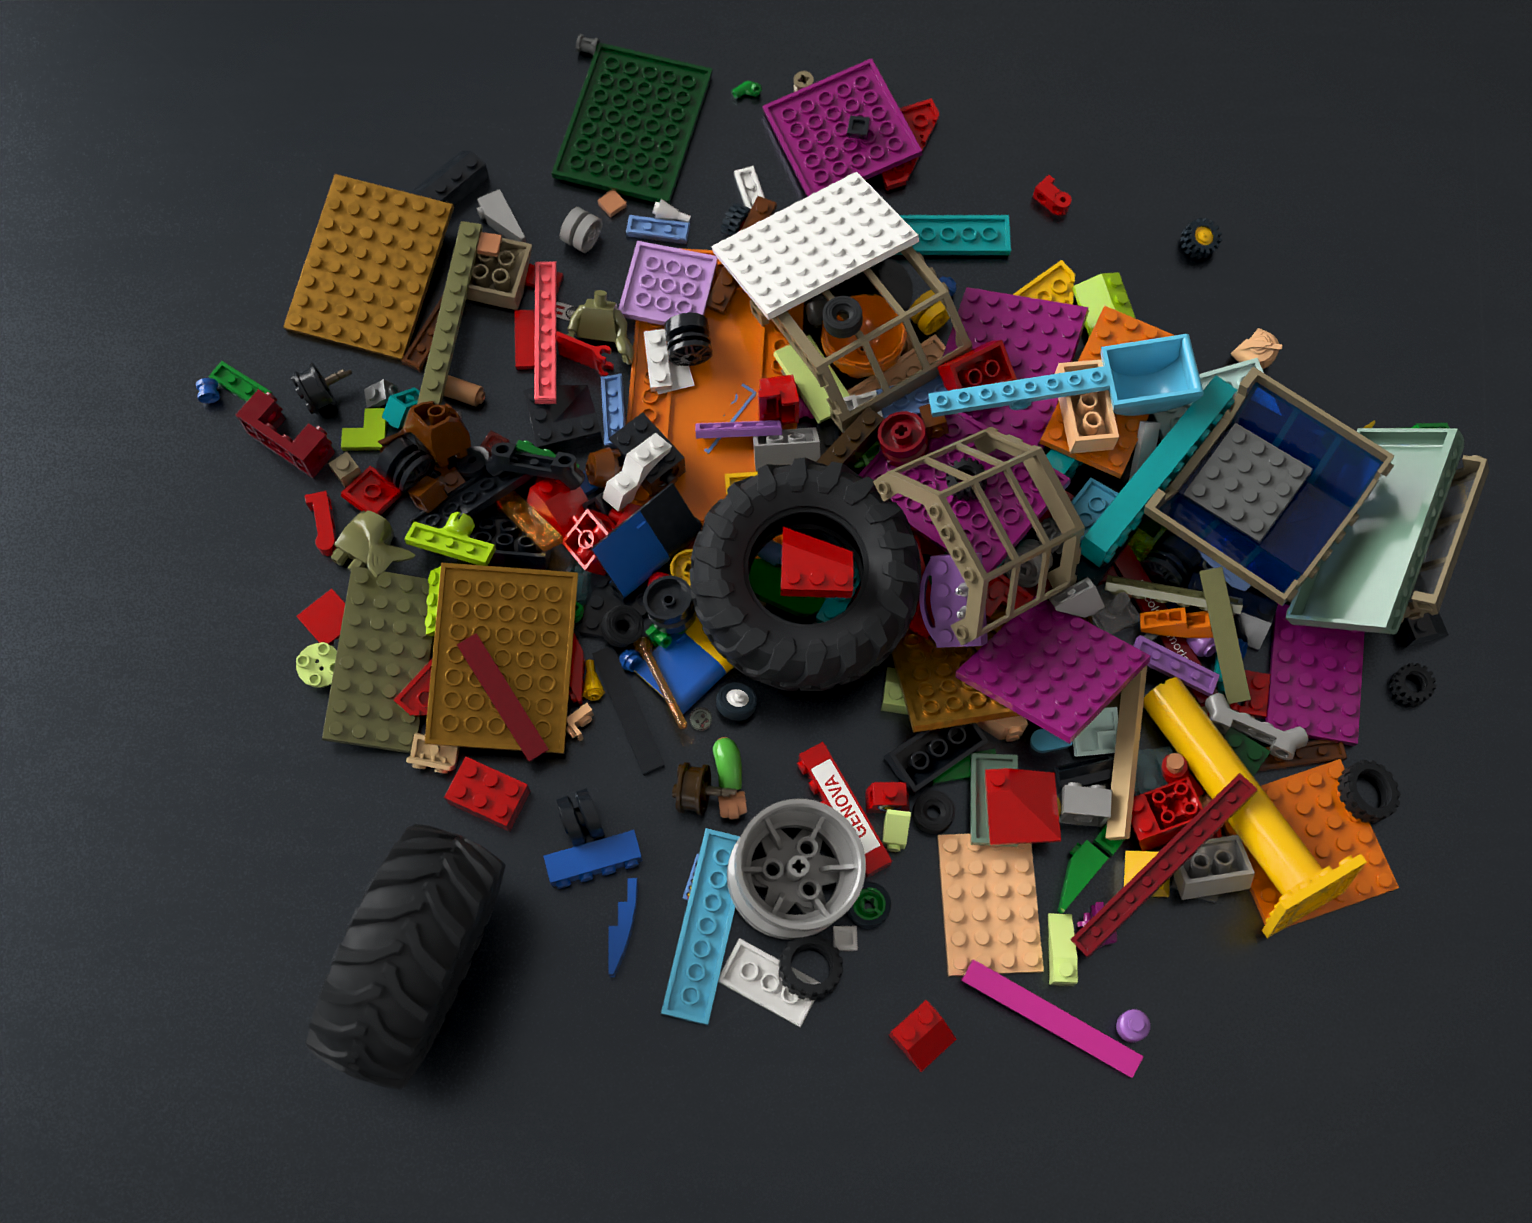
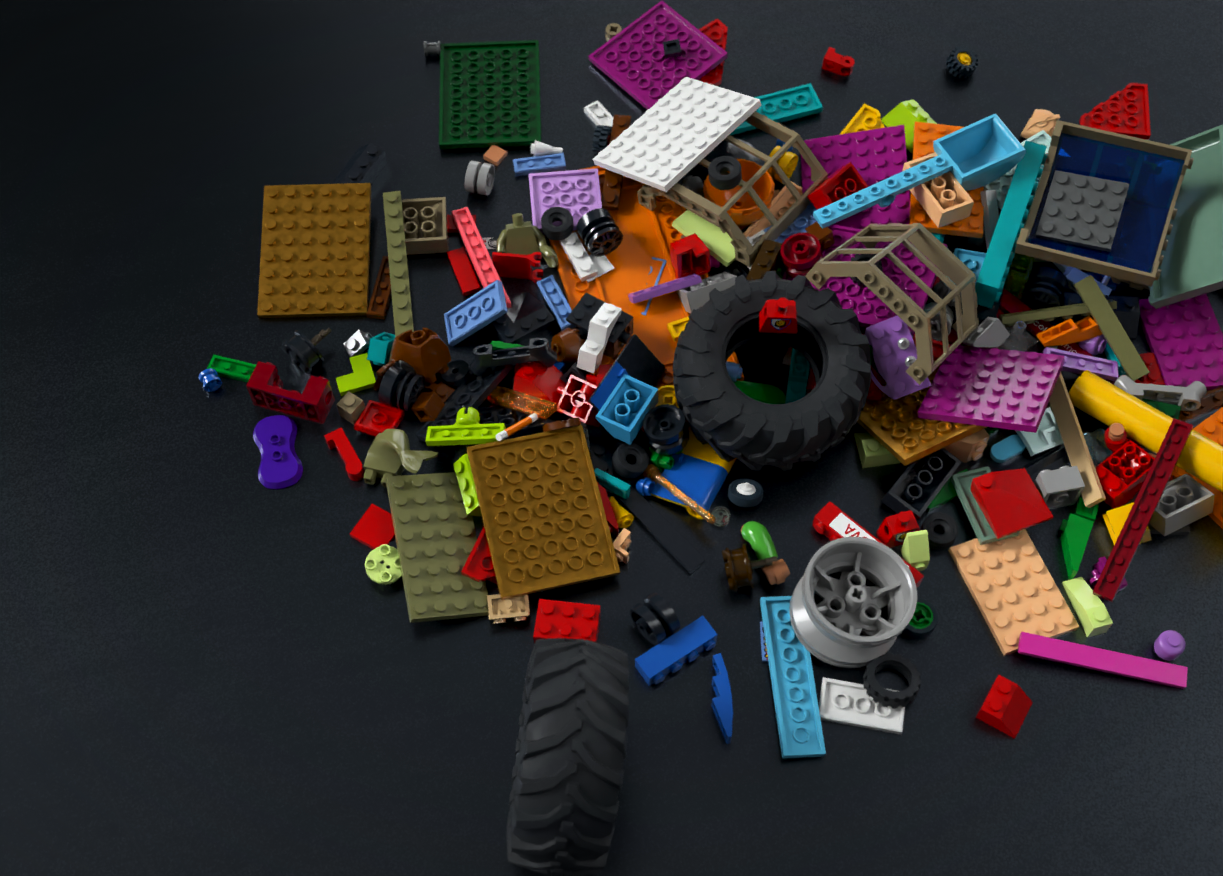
camera: 15 degrees left, 10 degrees down
(252, 509) = (279, 461): none -> dark purple plate
(464, 391) = (432, 321): medium nougat brick -> none
(489, 244) = (411, 205): nougat tile -> none
(492, 439) = (466, 354): clear red tile -> none
(499, 216) = (408, 184): light grey slope -> none
(502, 697) = (555, 540): dark red tile -> none
(512, 551) = (516, 427): none -> bar
(515, 398) = (475, 313): none -> medium blue tile
(552, 565) = (561, 424): none -> reddish brown tile
(592, 646) = (612, 483): none -> teal tile
(634, 568) = (626, 408): none -> dark azure slope
(641, 303) = (557, 232): none -> black tyre
(747, 88) = (571, 47): green arm -> none
(815, 567) = (785, 353): red wedge -> none
(823, 524) = (778, 316): none -> red torso
(845, 938) = (909, 649): white tile -> none
(1364, 363) = (1122, 113): none -> red plate

